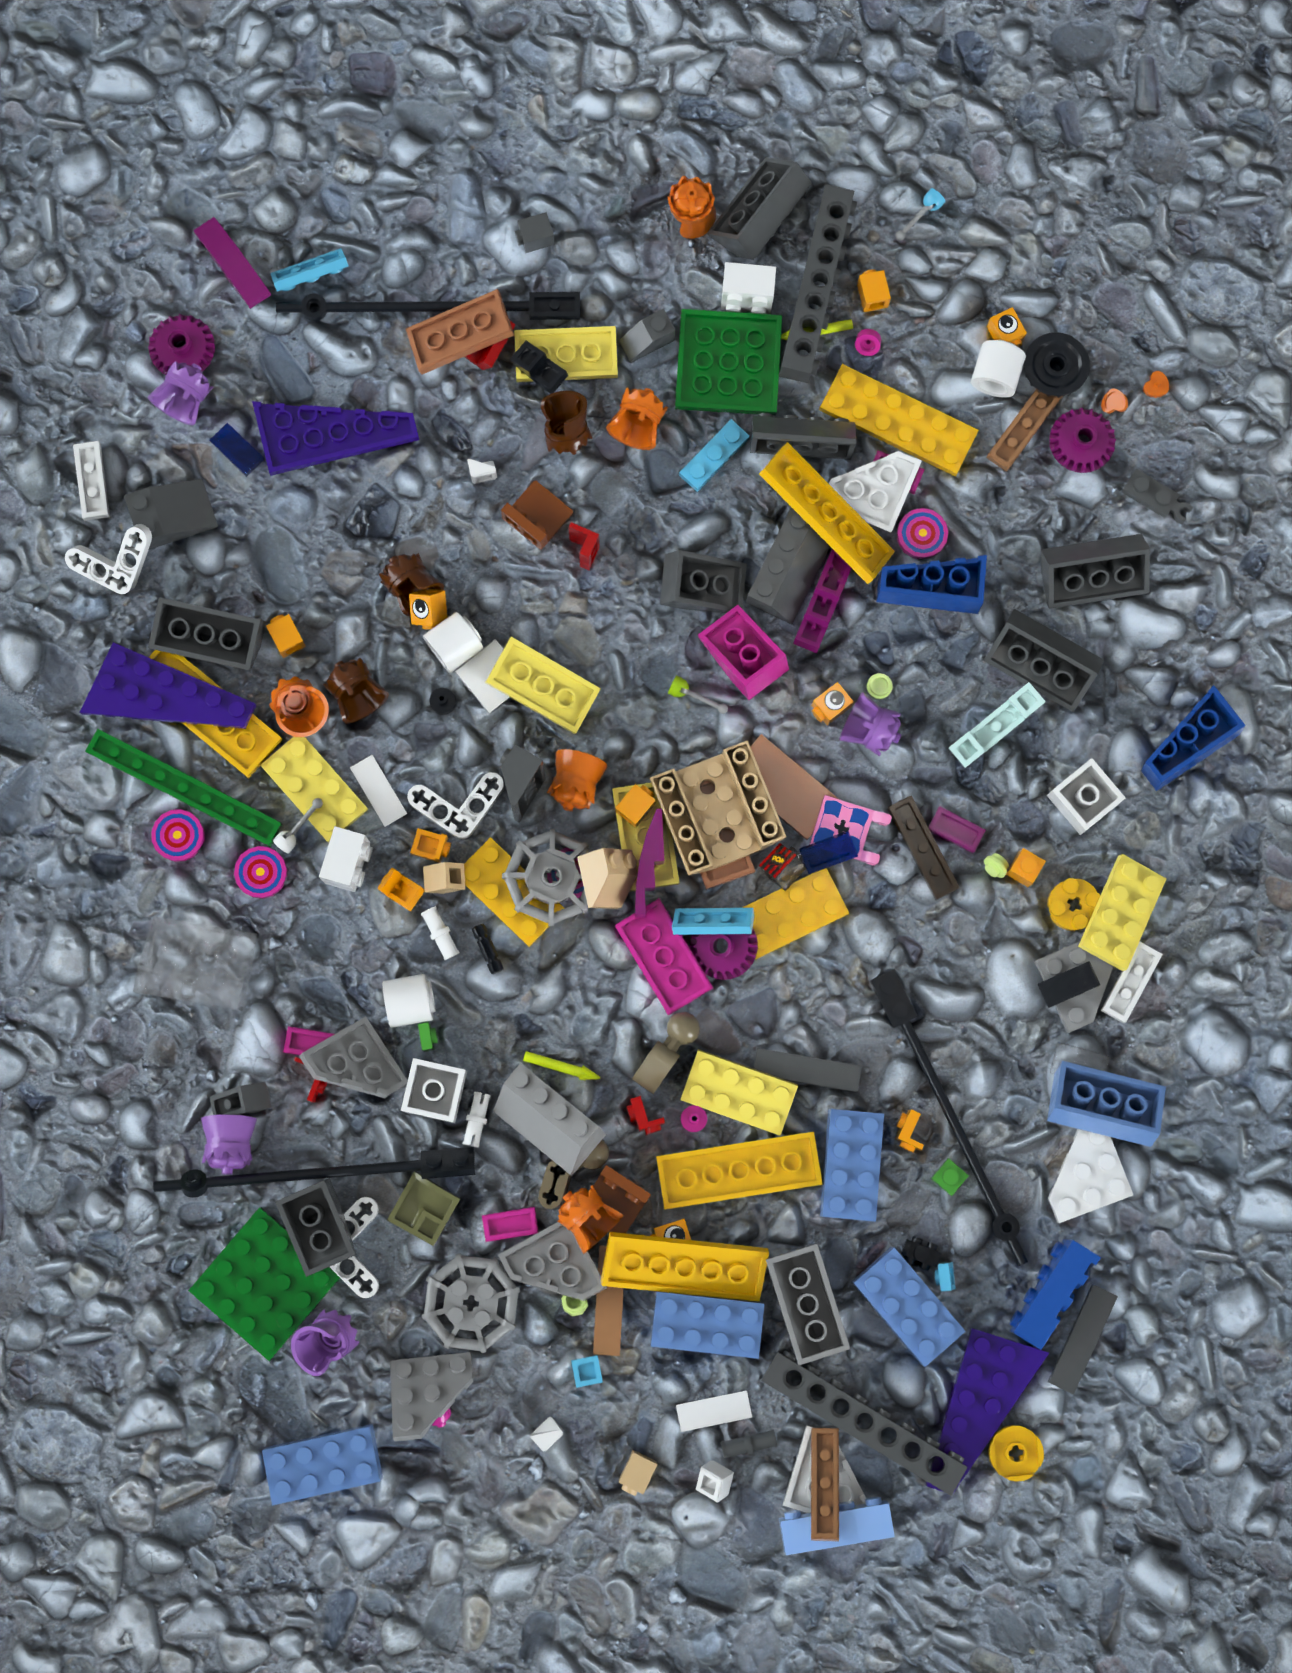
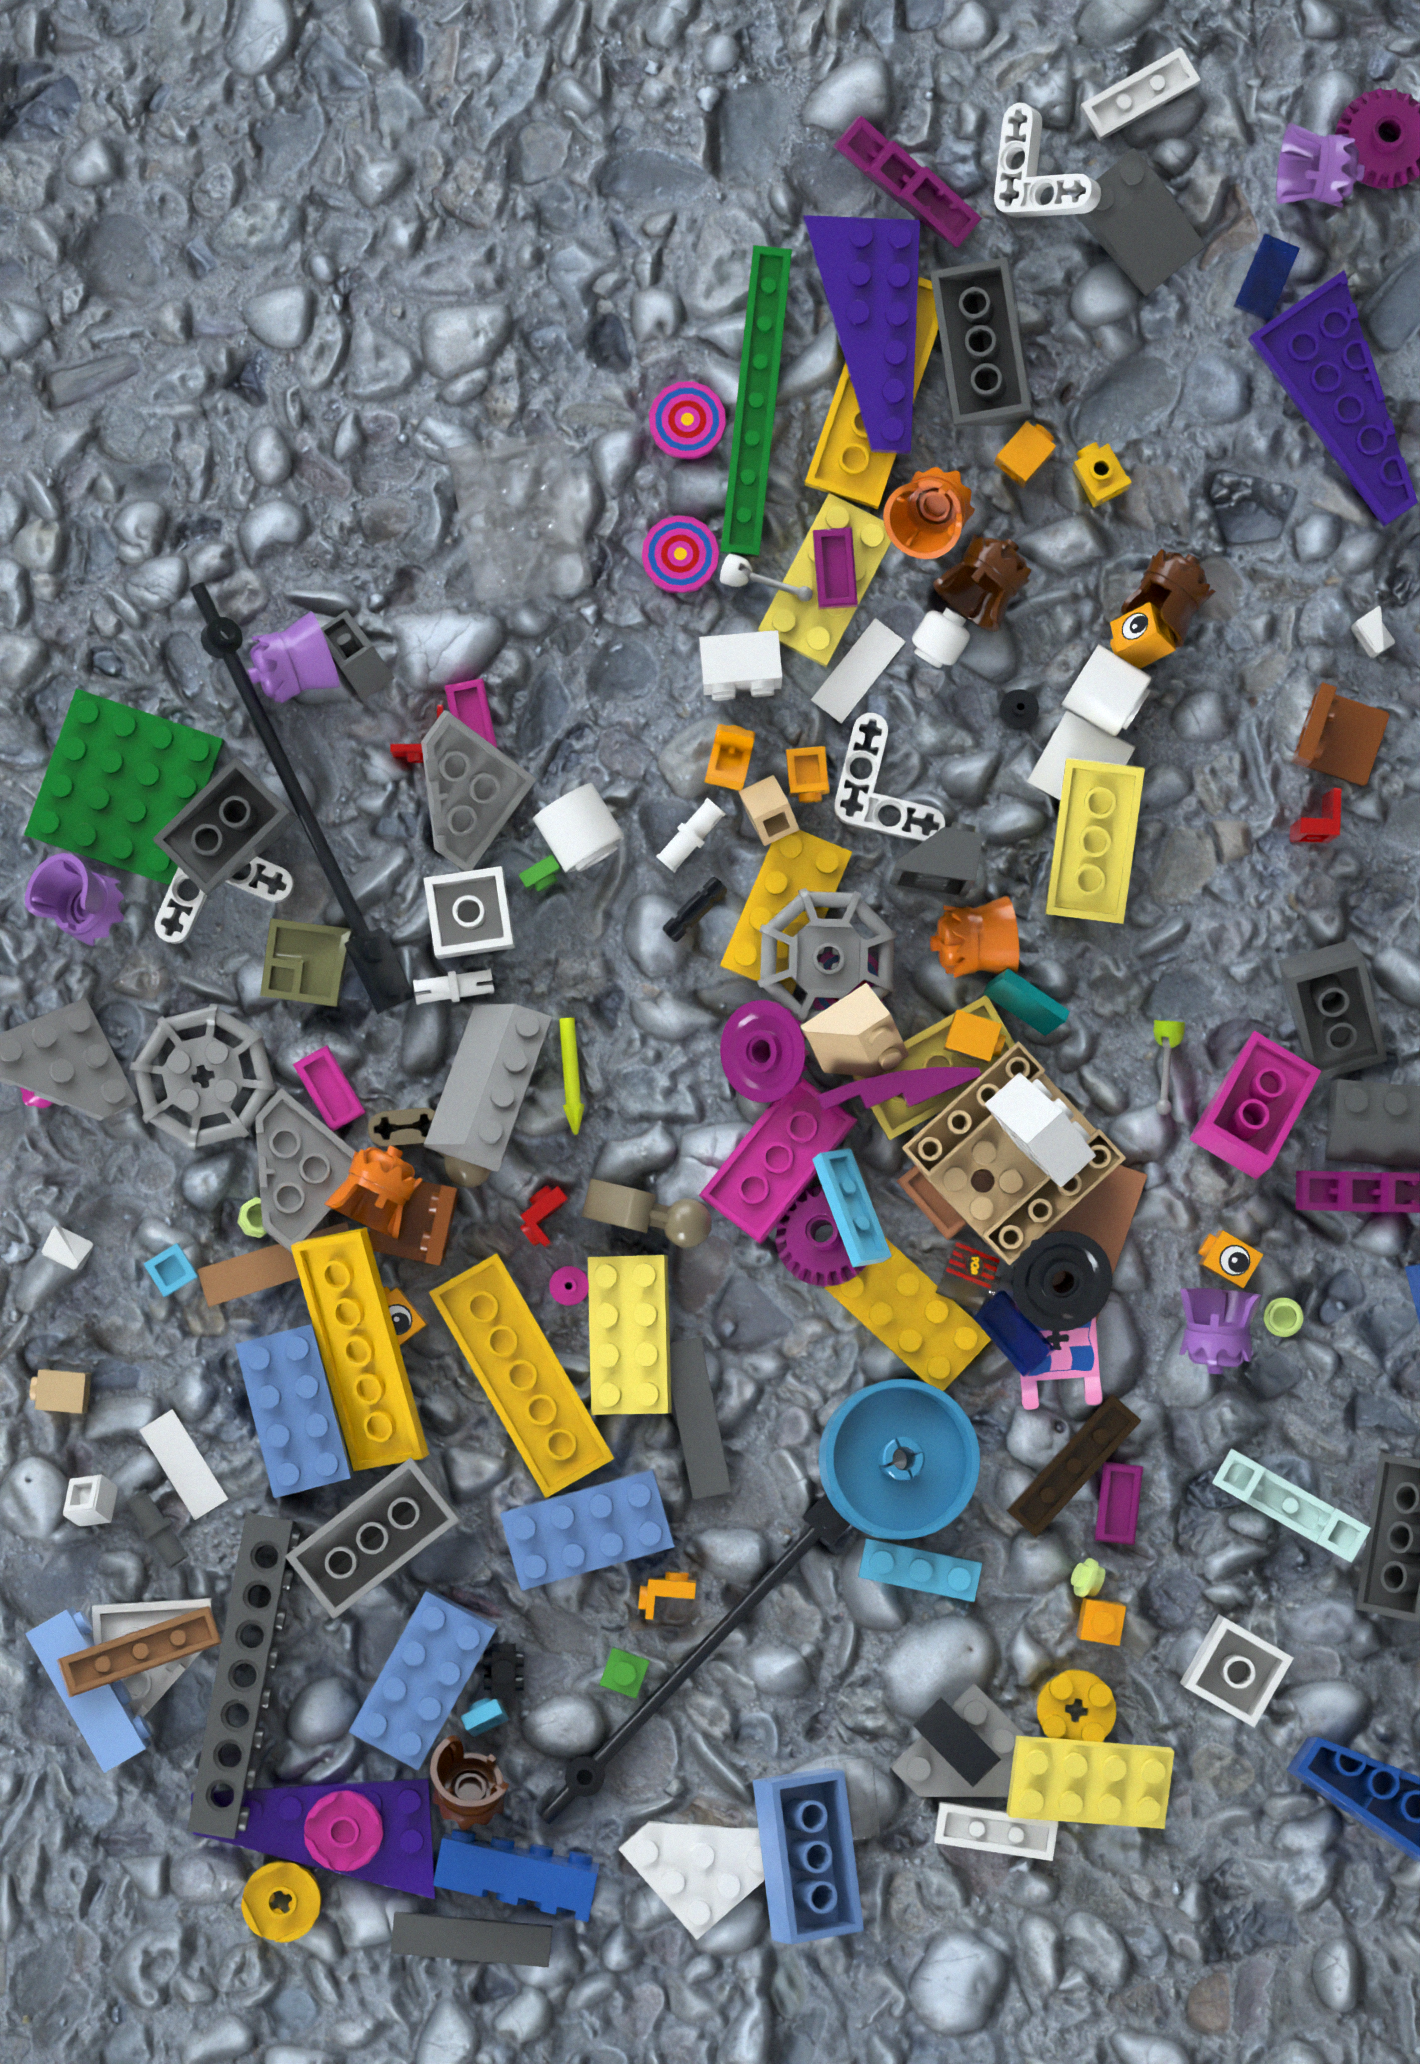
camera: 75 degrees right, 5 degrees up
(86, 642) = (907, 182): none -> magenta slope
(309, 778) = (835, 568): none -> magenta tile
(323, 601) = (1100, 488): none -> yellow brick
(379, 730) = (941, 637): none -> white head
(591, 951) = (747, 1055): none -> magenta gear
(626, 765) = (1026, 1002): none -> teal tile
(710, 783) = (1042, 1128): none -> white brick
(818, 800) = (1077, 1296): none -> black gear
(864, 972) = (938, 1450): none -> dark azure piece
(952, 967) = (920, 1569): none -> medium azure plate
(985, 1303) = (466, 1784): none -> reddish brown hat
(986, 1394) = (343, 1830): none -> dark pink tile

